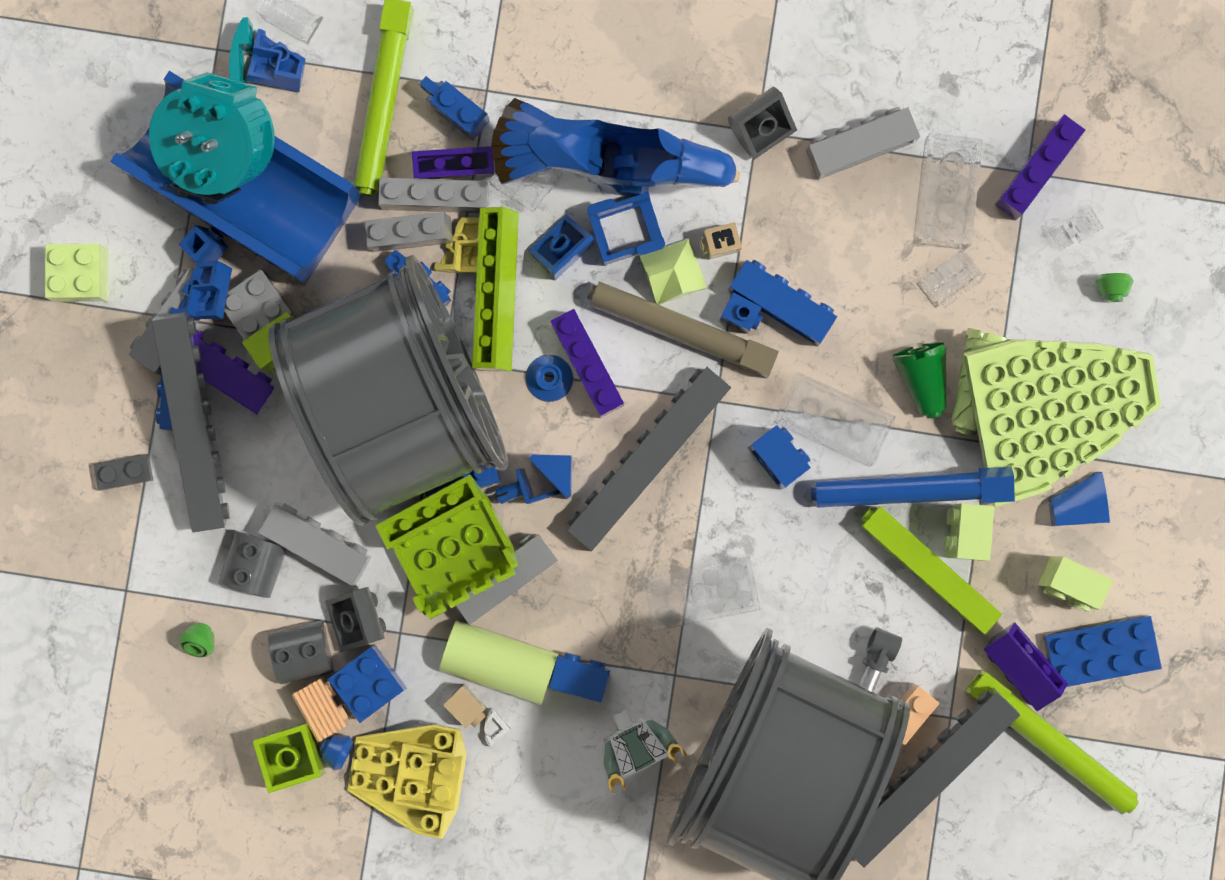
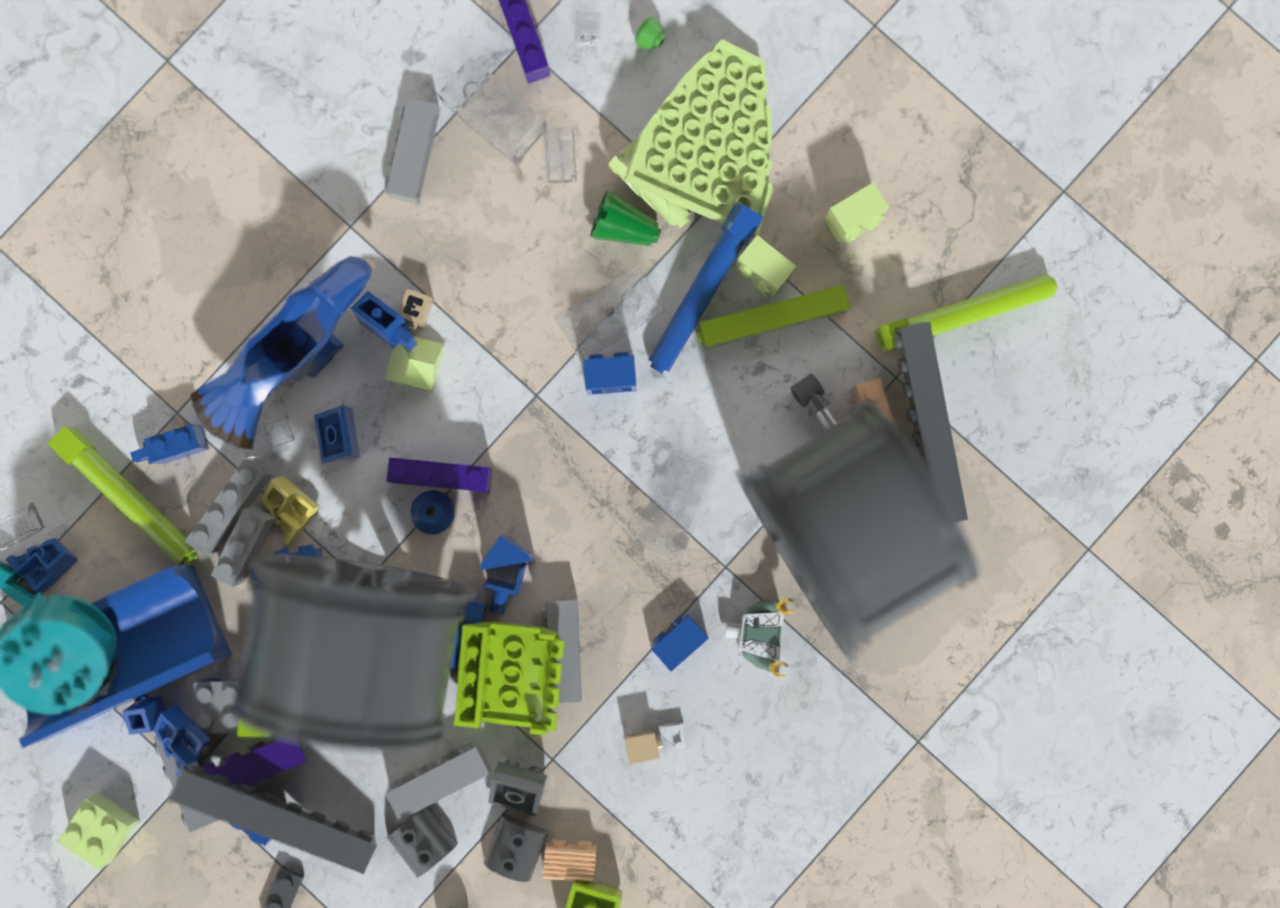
camera: 50 degrees left, 0 degrees up
(336, 750) = (610, 870): blue cone -> none
(367, 683) = (574, 812): blue brick -> none
(411, 776) = (669, 824): light yellow wedge -> none
(453, 162) = (211, 476): dark purple brick -> none
(495, 289) = (333, 508): lime brick -> none
(498, 662) = (624, 697): yellowish green brick -> none
(608, 208) = (330, 379): blue piece -> none
(648, 459) = (545, 476): dark grey brick -> none
(684, 329) = (514, 348): dark tan brick -> none
(691, 221) = (383, 321): none -> blue hinge
(741, 313) = (481, 330): blue brick -> none
(762, 123) = (344, 216): dark grey brick -> none
(783, 303) = (493, 293): blue brick -> none
(1025, 667) = (895, 294): dark purple brick -> none
(1081, 503) = (799, 169): blue slope -> none
(1104, 651) = (921, 229): blue plate -> none

